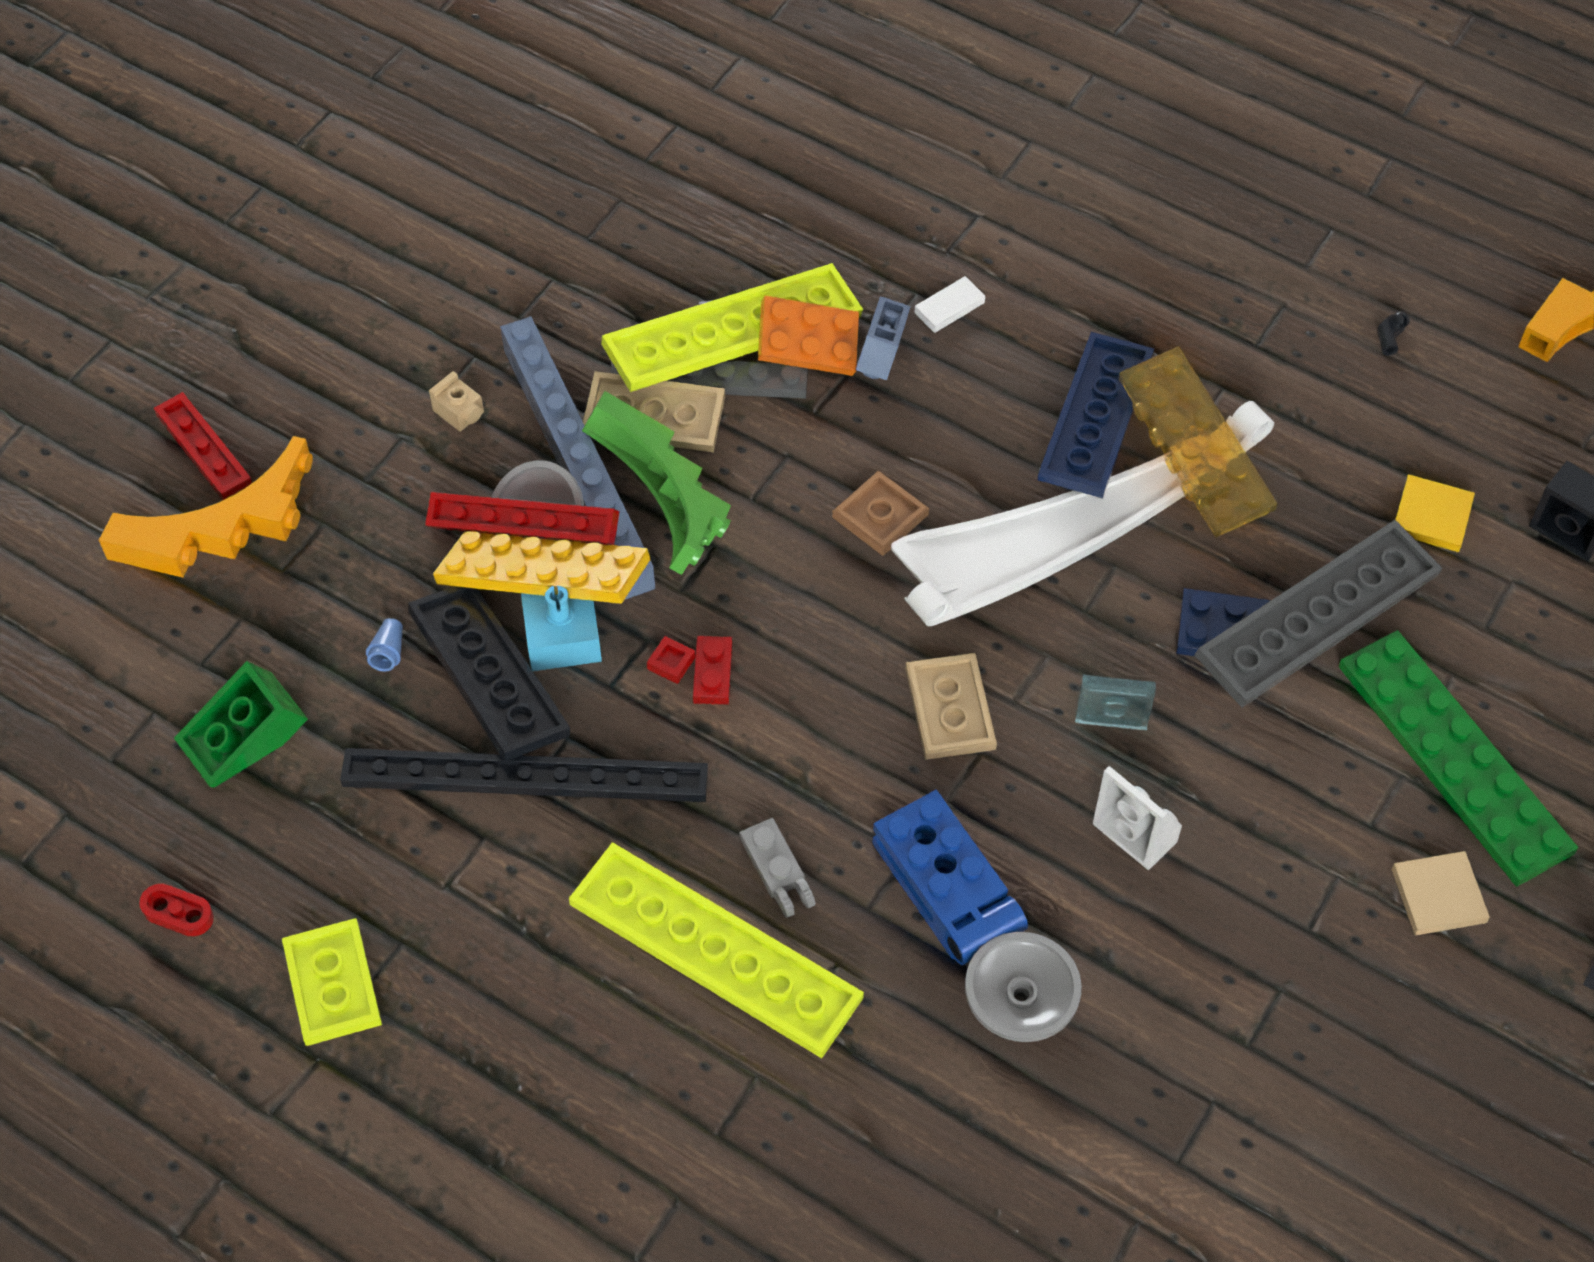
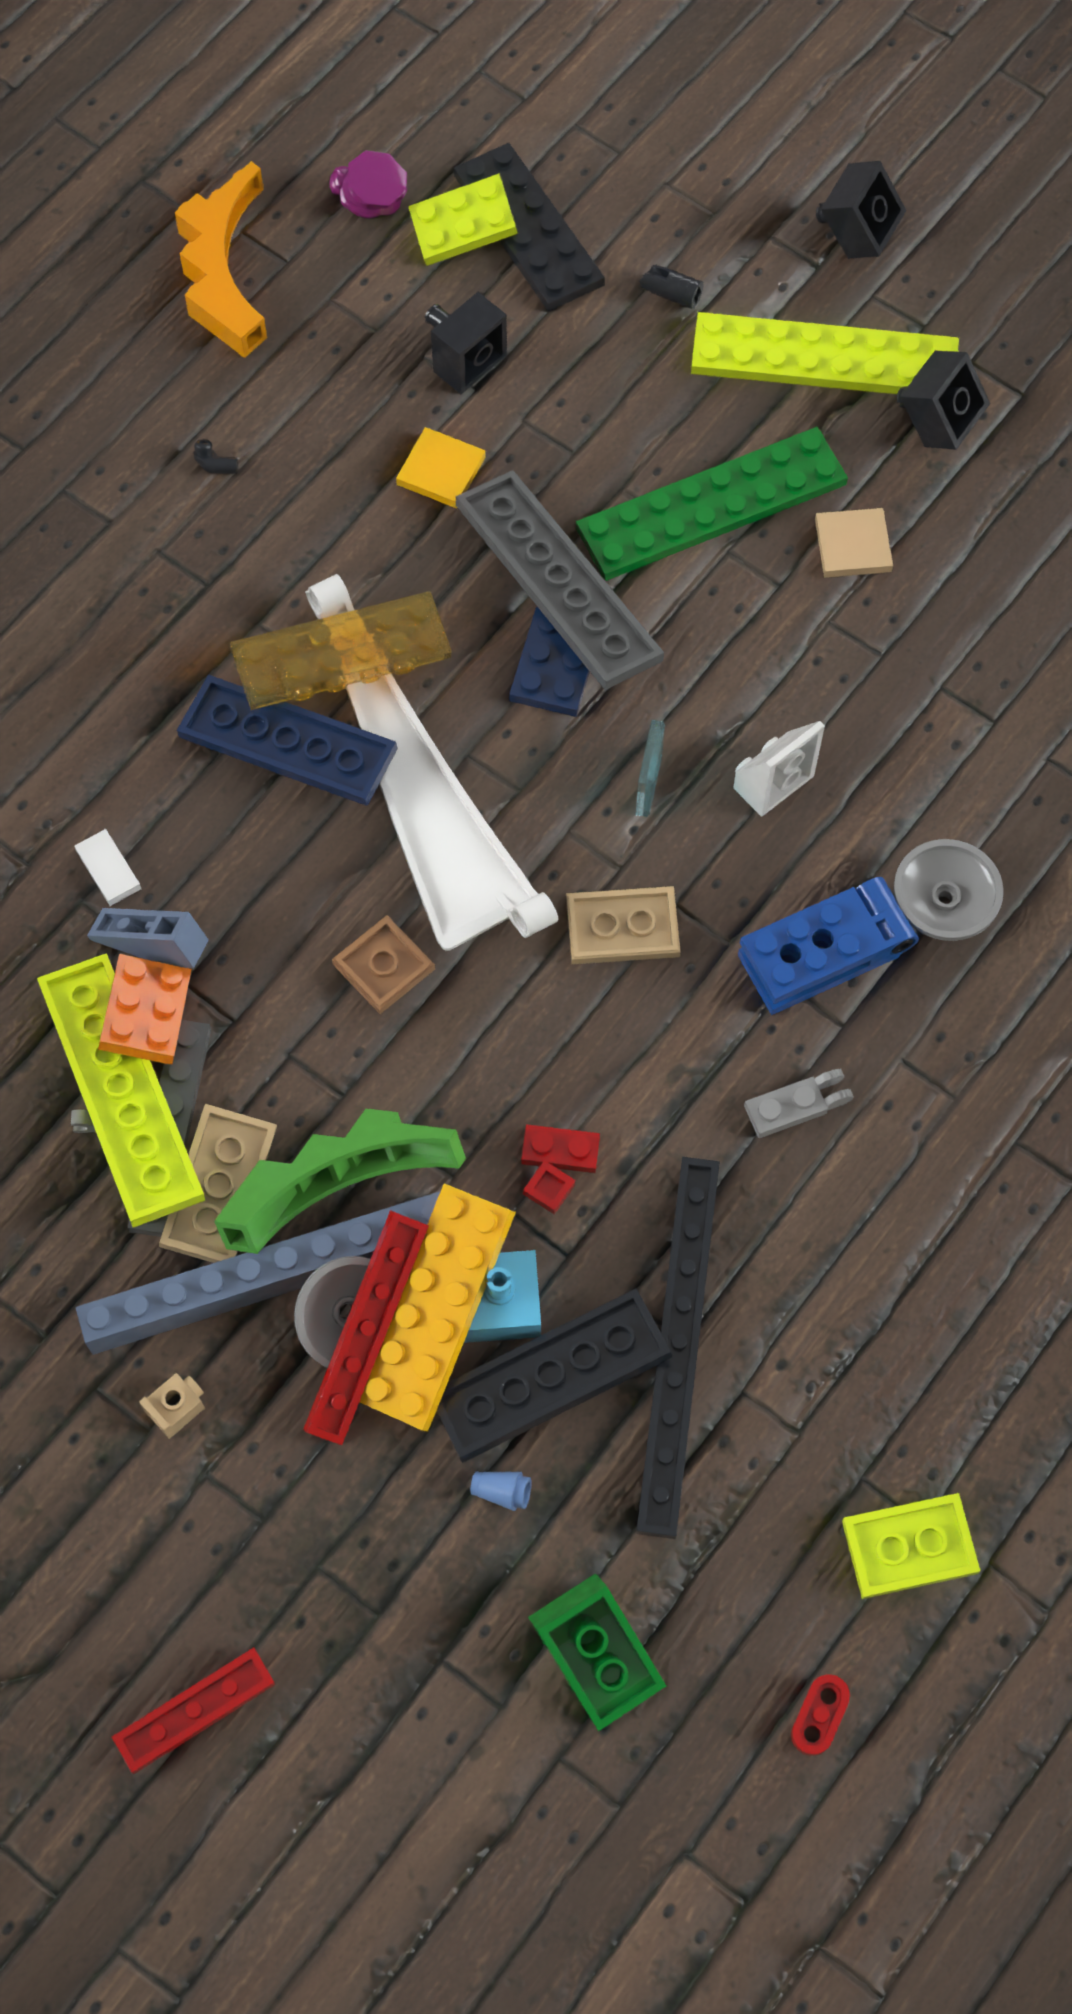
camera: 85 degrees left, 10 degrees up
(172, 541) = (335, 1741): light orange arch -> none
(717, 949) = (885, 1168): neon yellow plate -> none

